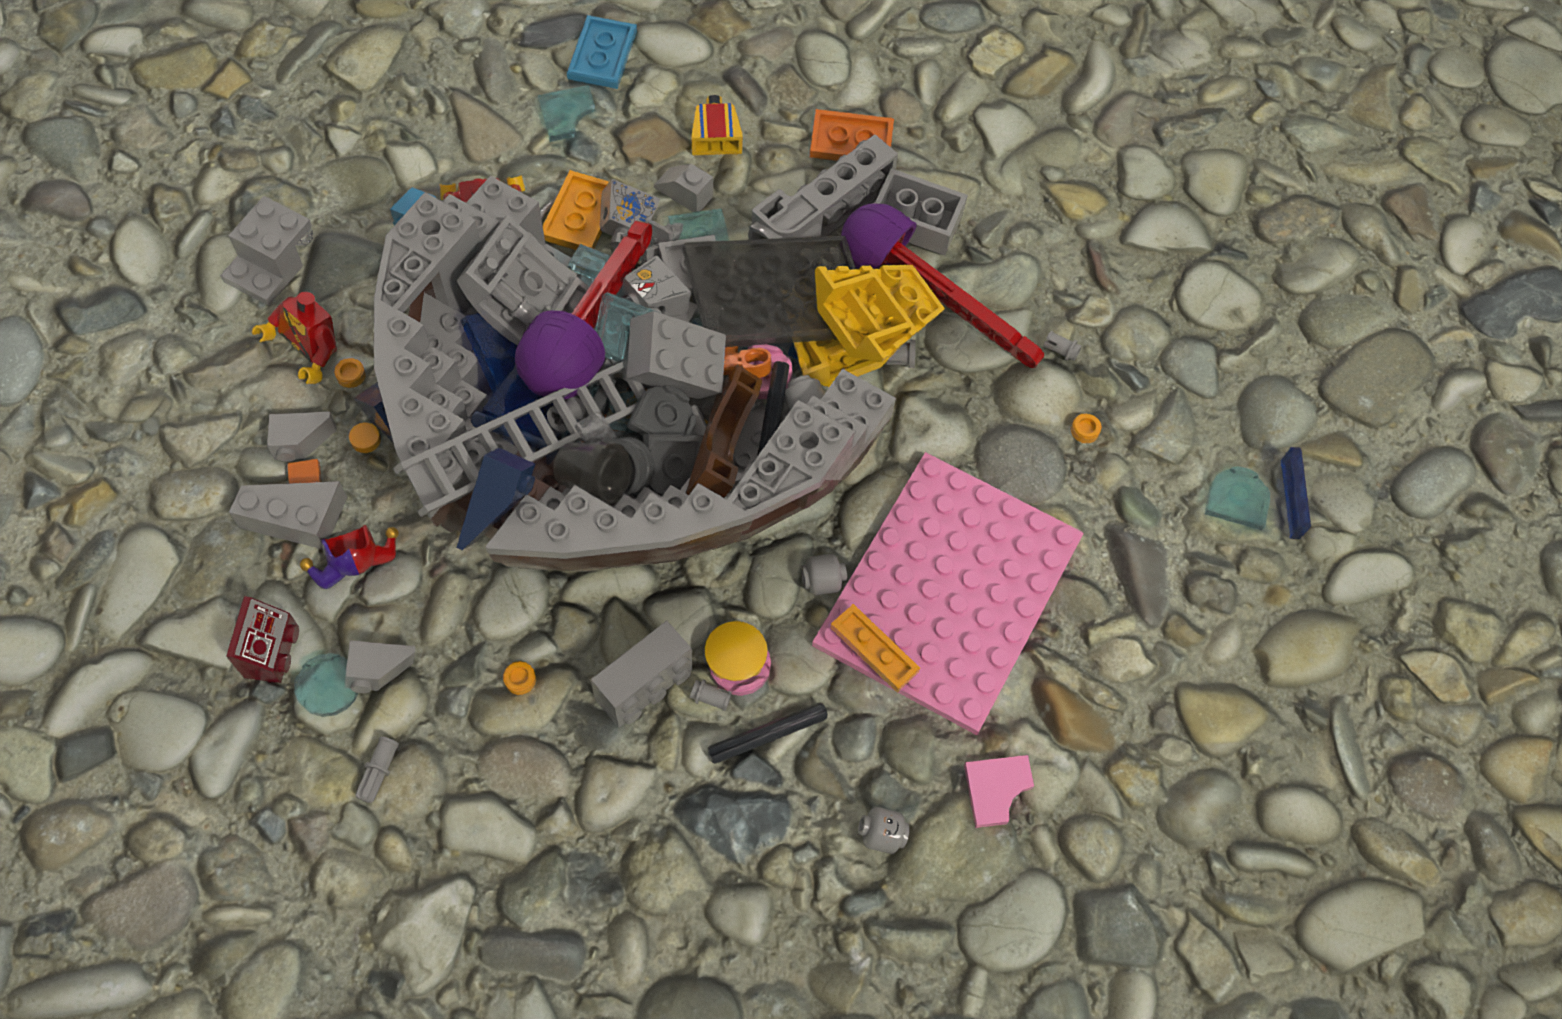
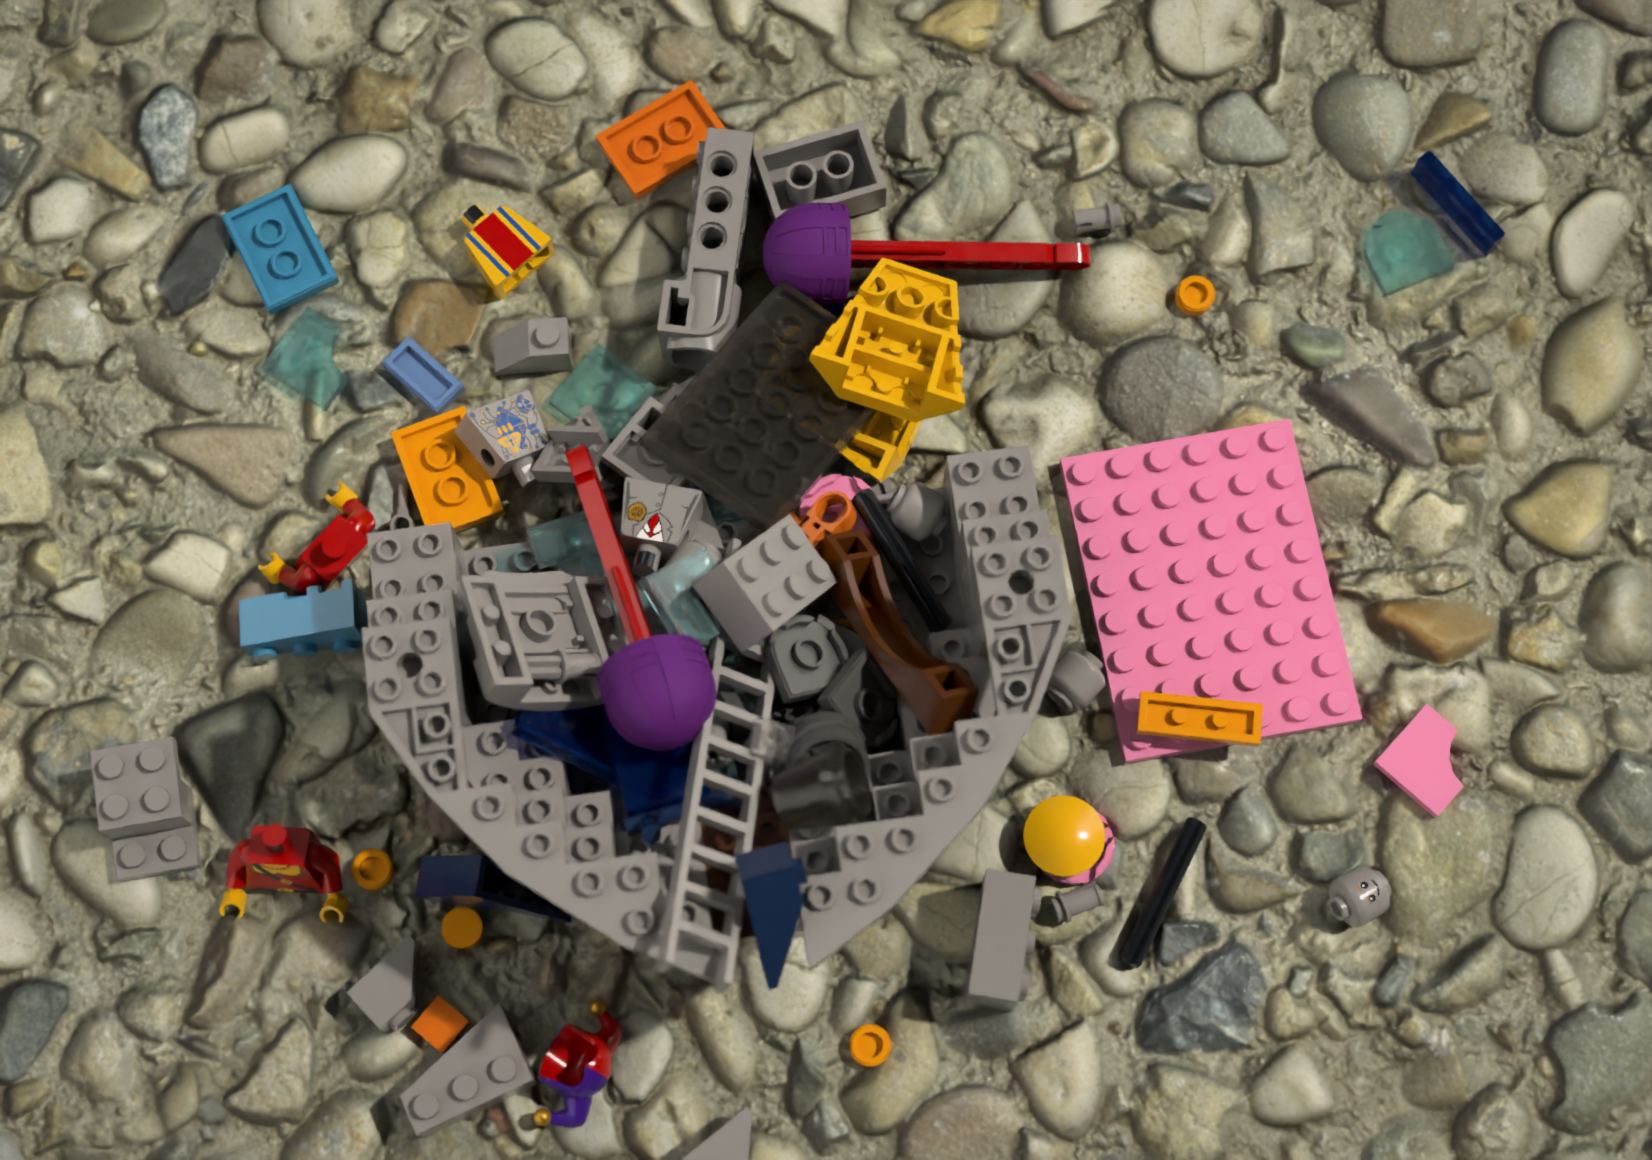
camera: 35 degrees left, 10 degrees up
(615, 158) = (423, 376): none -> medium blue tile

